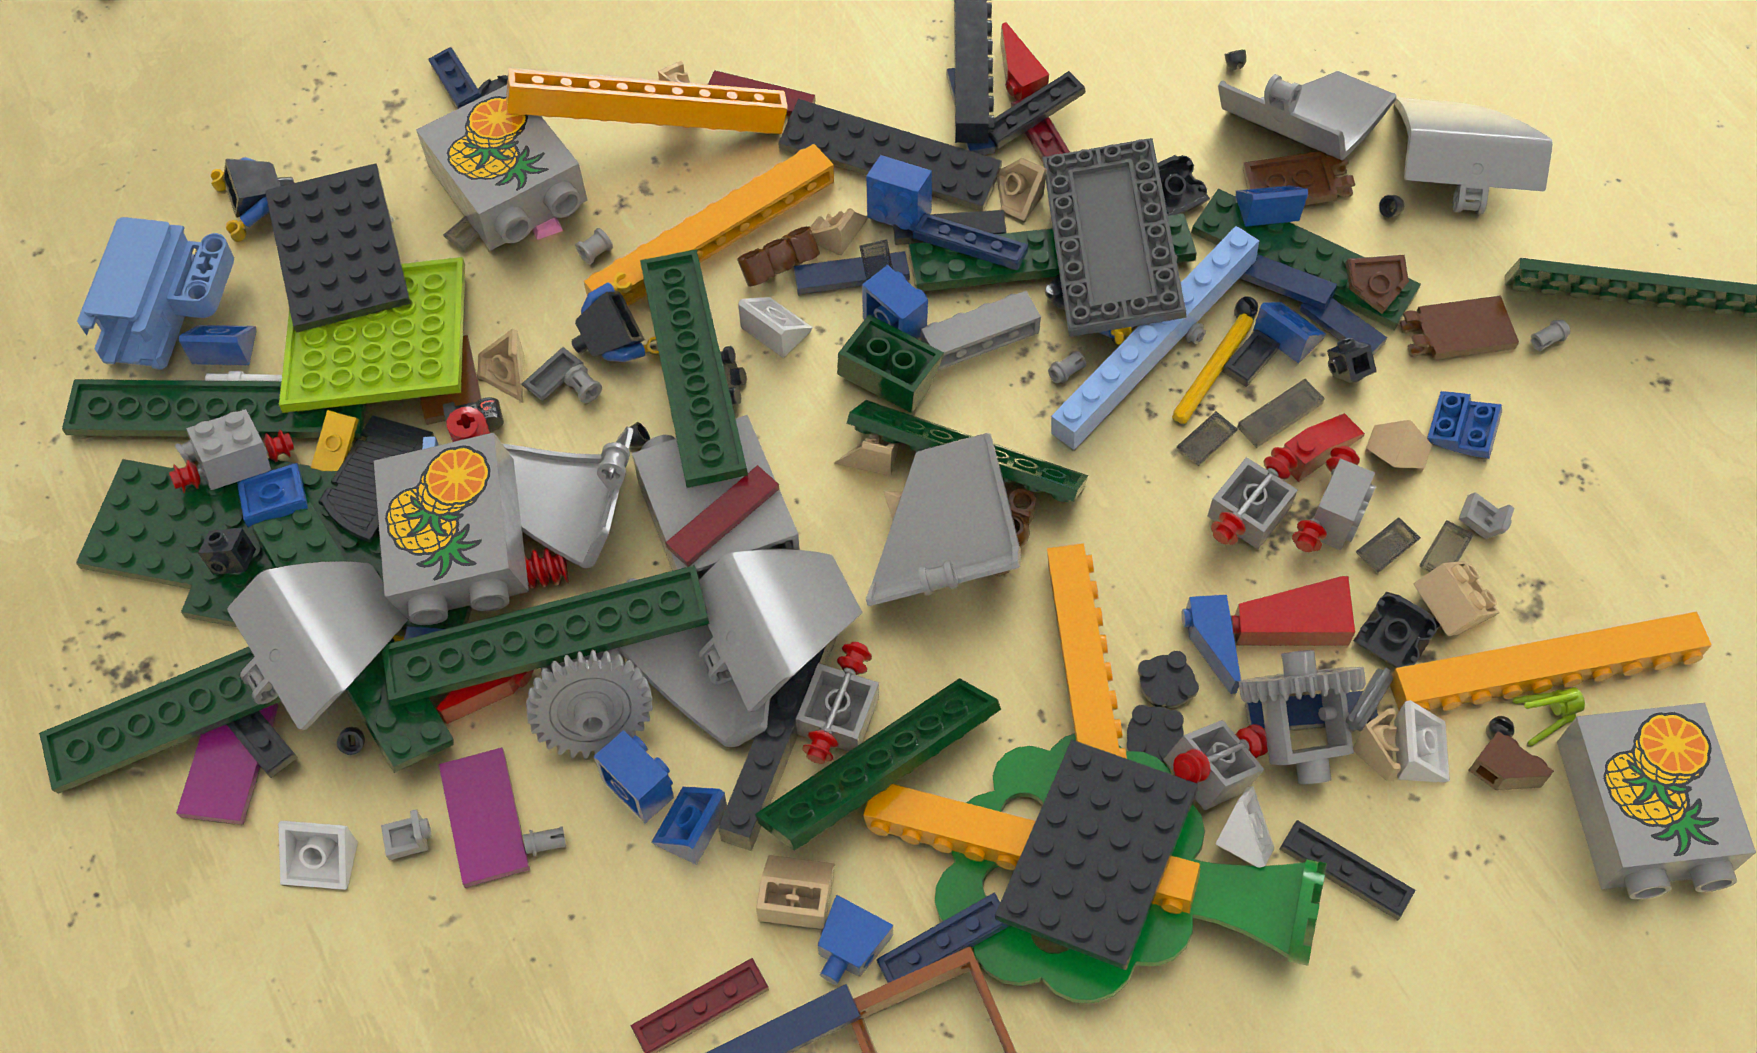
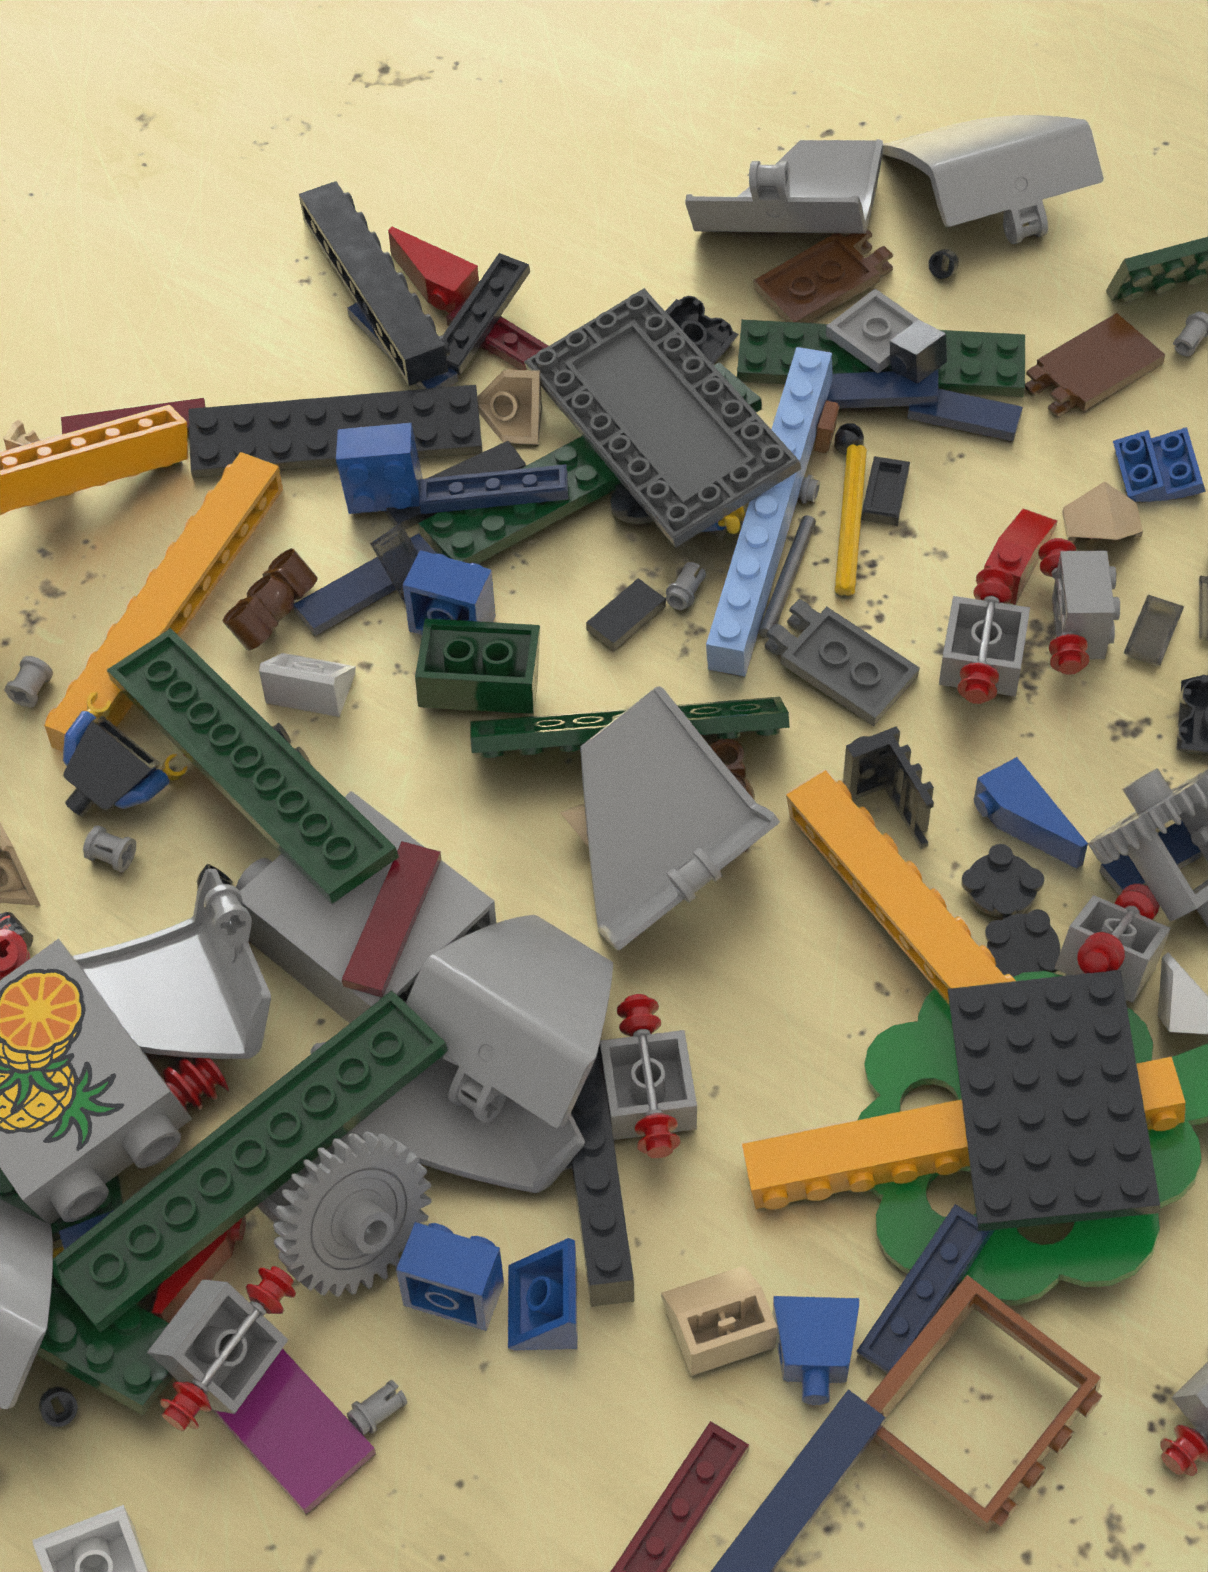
camera: 25 degrees left, 5 degrees down
(406, 836) = (199, 1486): light grey bracket -> none
(460, 752) = (221, 1345): none -> light grey brick
(551, 374) = (61, 854): dark grey tile -> none
(837, 231) = (324, 543): tan slope -> none
(872, 455) = (514, 780): tan slope -> none
(876, 763) = (733, 1125): dark green plate -> none
(983, 329) = (566, 580): light grey brick -> none
(1015, 369) = (626, 614): none -> black tile
(1125, 555) = (881, 764): none -> black plate
(1143, 391) = (787, 575): none -> flat silver bar
(1147, 470) = (842, 661): none -> dark grey tile
(1207, 438) = (889, 599): clear smoke tile -> none
(1233, 293) = (826, 427): none -> dark orange tile
(1236, 58) = (678, 170): black hinge -> none
(1271, 204) = (809, 313): blue slope -> none
(1280, 413) = (953, 537): clear smoke tile -> none
(1288, 328) = (912, 442): blue slope -> none
(1298, 617) = (1107, 747): red slope -> none
(1307, 236) = (869, 327): none -> light grey plate
(1327, 264) = (918, 351): none -> black brick
(1351, 360) = (1001, 446): black brick -> none
(1377, 279) = (982, 345): reddish brown plate -> none

